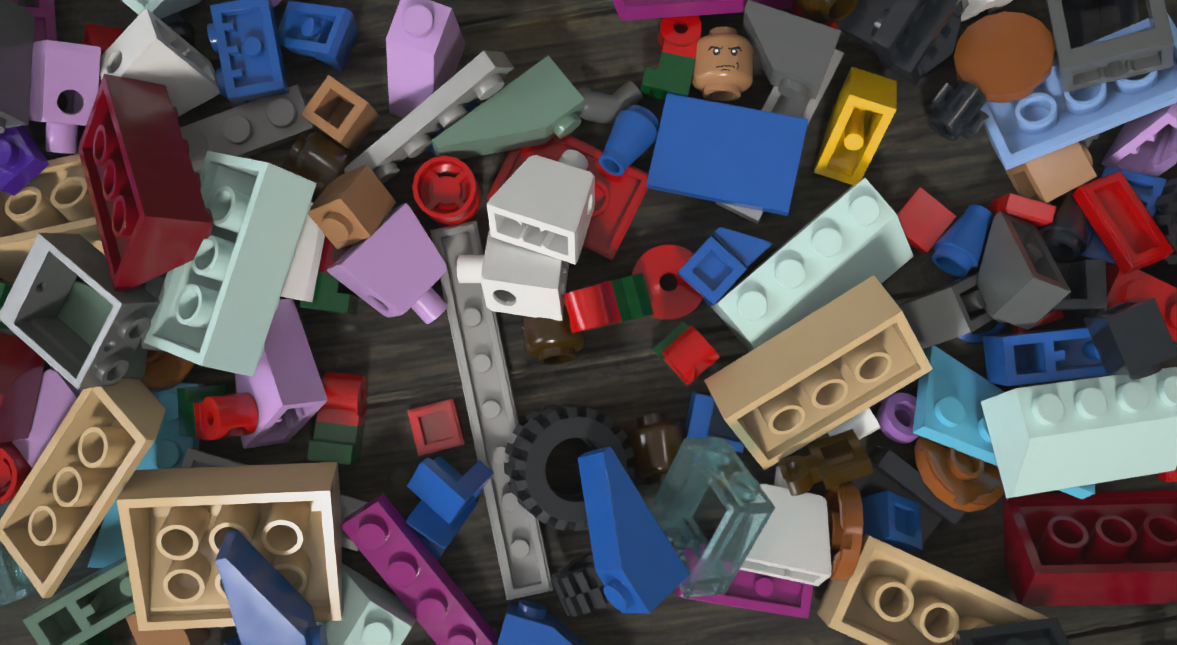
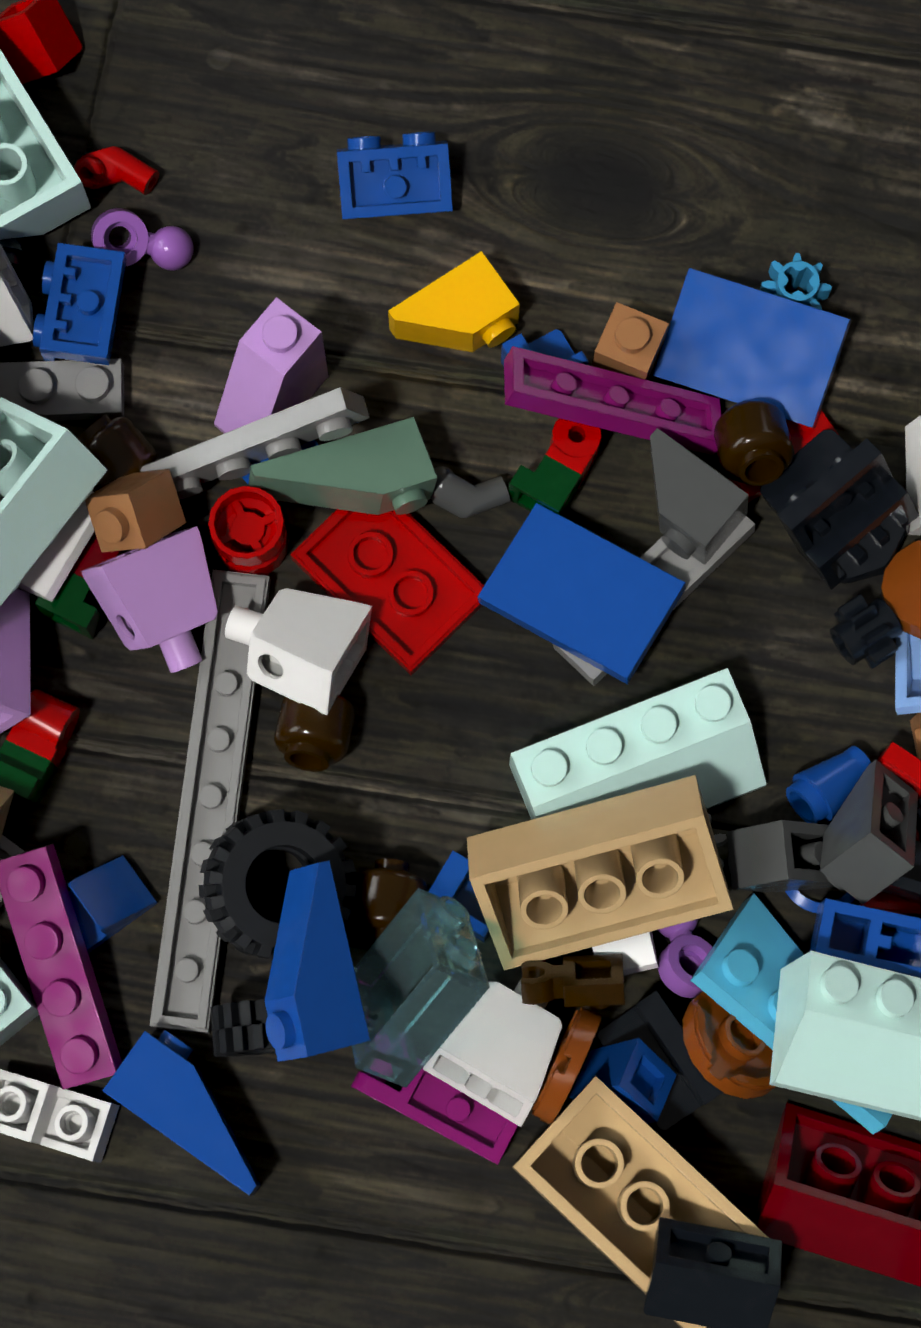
camera: 20 degrees right, 10 degrees down
(318, 32) = (166, 310): blue slope -> none
(340, 114) = (159, 406): medium nougat brick -> none
(436, 427) = (139, 797): red tile -> none
(446, 489) = (124, 868): blue panel -> none
(546, 206) = (352, 580): white torso -> none
(608, 303) = (386, 715): leg -> none
(629, 138) = (476, 540): blue cone -> none
(662, 261) = (473, 694): red piece -> none
(686, 353) = (458, 805): red leg -> none
(711, 271) = (518, 717): blue panel -> none
(723, 65) = (611, 493): medium nougat head -> none
(741, 246) = (561, 704): blue slope -> none
(856, 126) = (743, 610): yellow slope -> none
(923, 220) = (789, 745): red tile -> none

